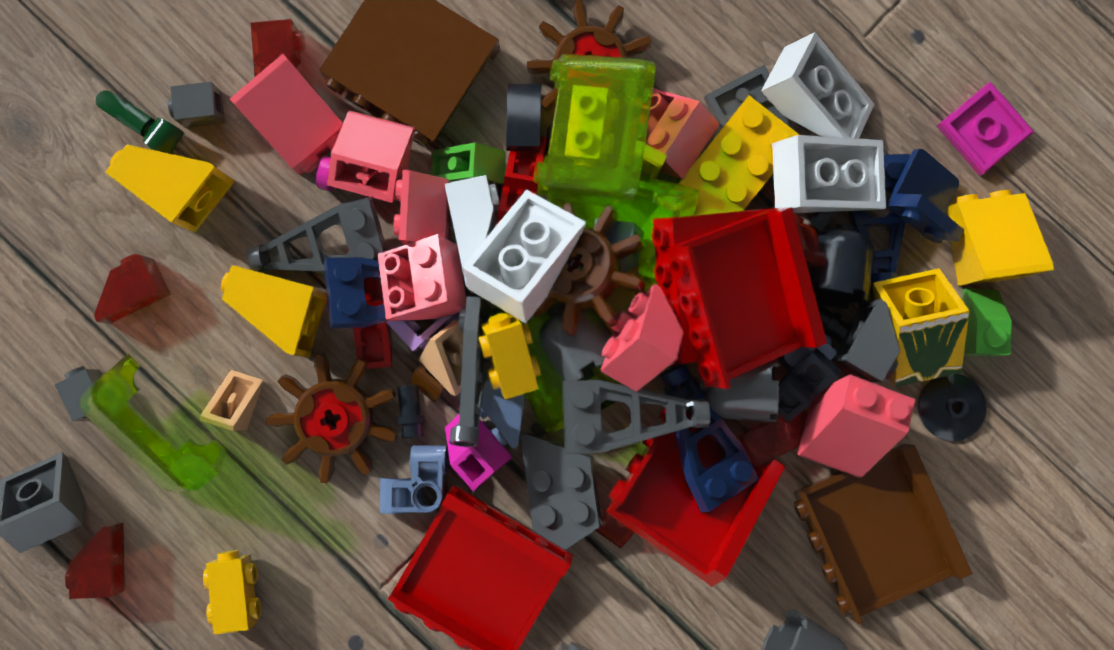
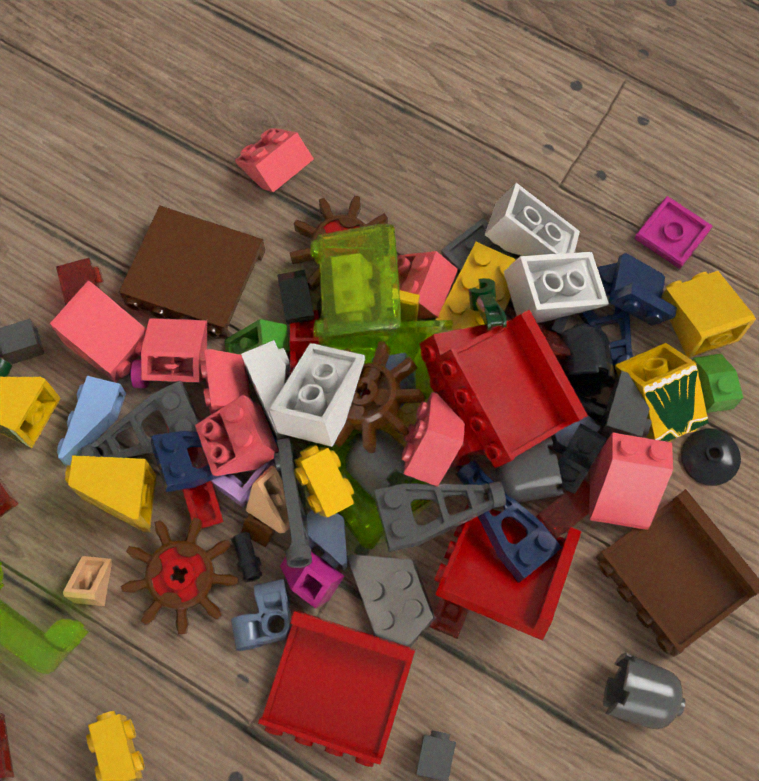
camera: 10 degrees left, 15 degrees down
(268, 210) = (95, 412): none -> light blue slope
(741, 179) = (485, 302): none -> dark green piece

